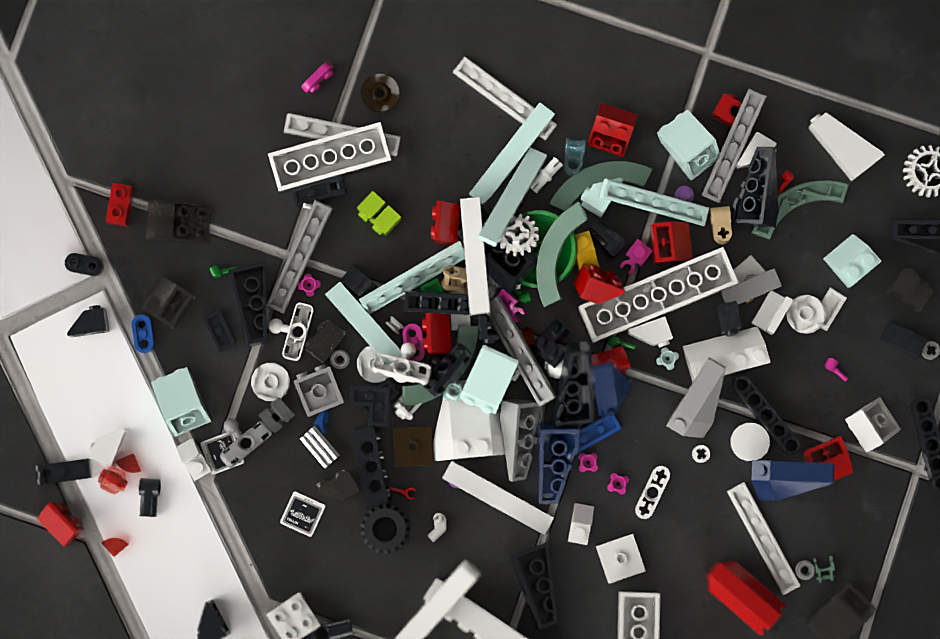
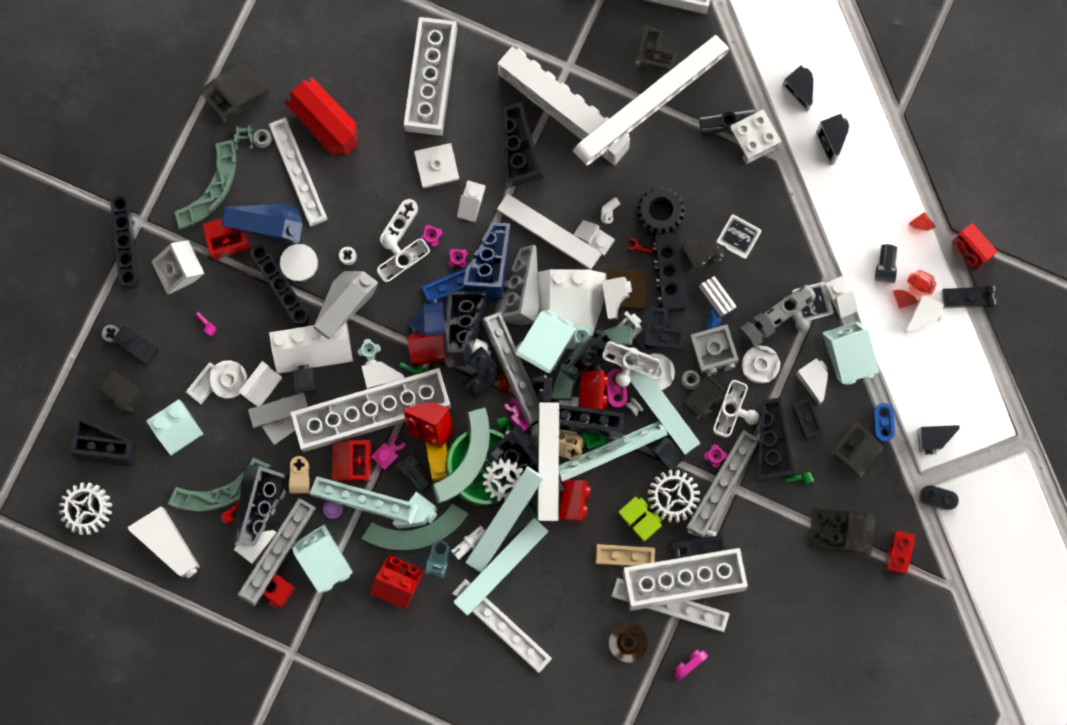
camera: 170 degrees left, 5 degrees down
(215, 371) = (814, 379): none -> white slope
(351, 230) = (665, 492): none -> white gear
(390, 177) = (624, 555): none -> tan tile
(424, 439) = (614, 293): none -> white arch
(451, 497) = (593, 236): none -> white slope
(654, 446) = (393, 266): none -> white piece
(845, 509) = (215, 191): none -> sand green tile

